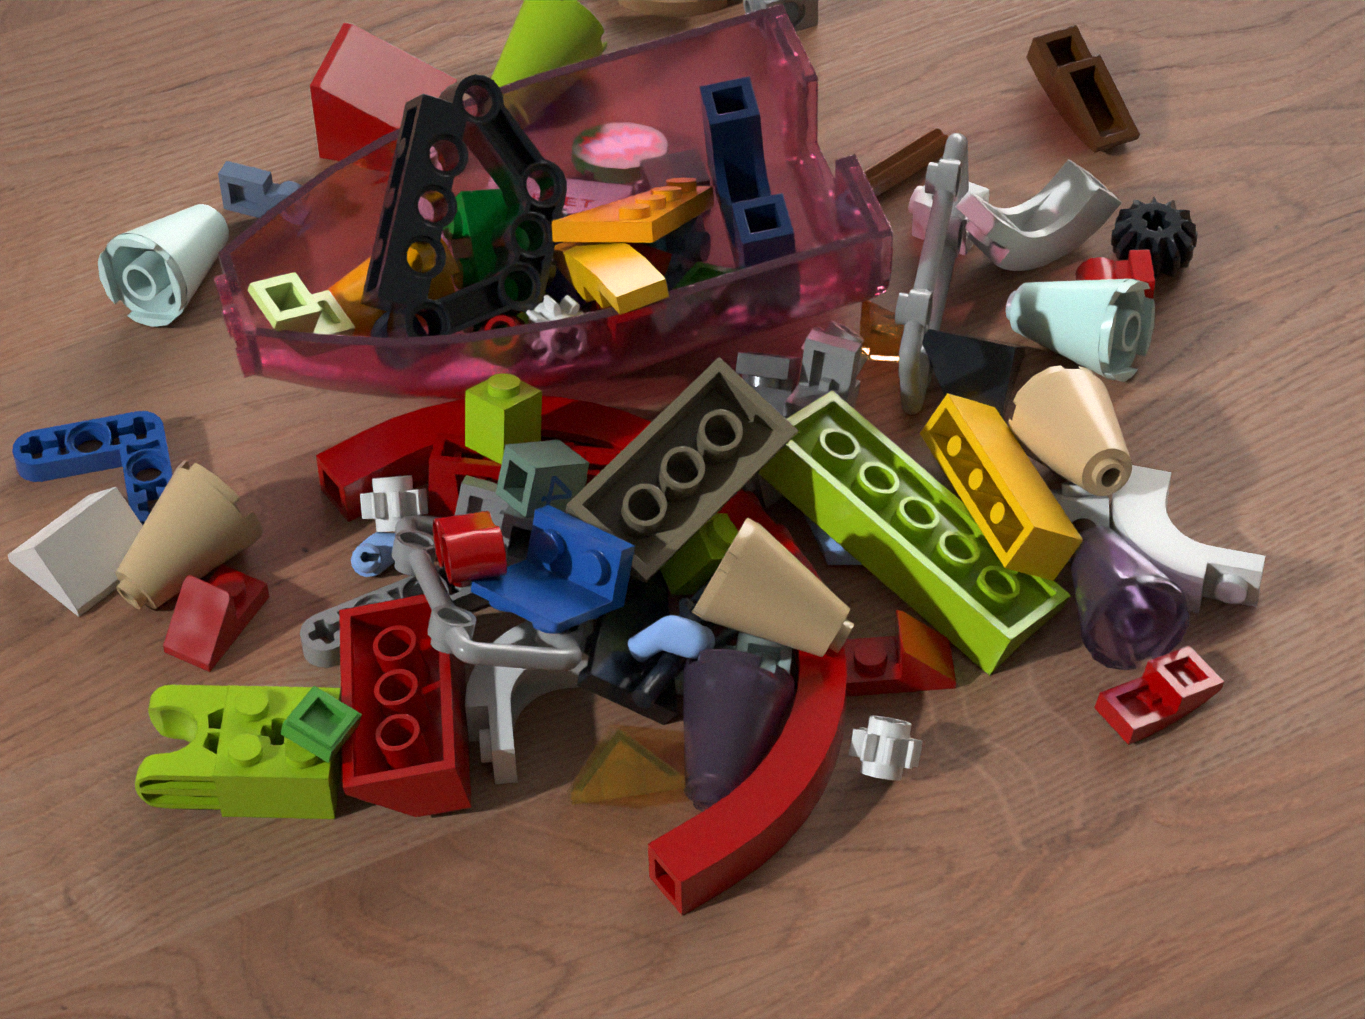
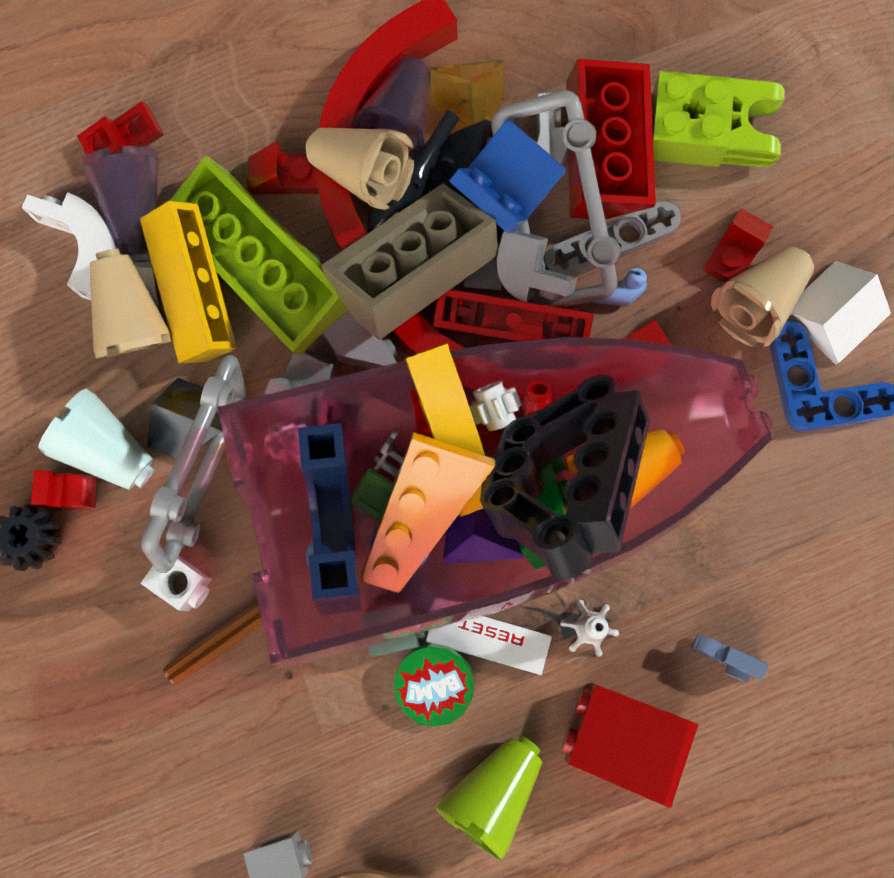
camera: 170 degrees left, 30 degrees up
(162, 263) = (800, 579): light aqua cone -> none
(293, 308) = (708, 395): yellowish green slope -> none
(321, 724) = (666, 95): bright green tile -> none
(392, 500) = (618, 314): white gear -> none
(469, 547) = (568, 209): red beam -> none
(500, 414) = (537, 326): lime brick -> none
(540, 476) = (510, 269): sand green brick -> none
(672, 635) = (432, 148): light blue arm -> none
(885, 747) = (300, 93): white gear -> none
(1045, 225) = (100, 561): white arch -> none
(1081, 89) = (44, 718): reddish brown slope -> none

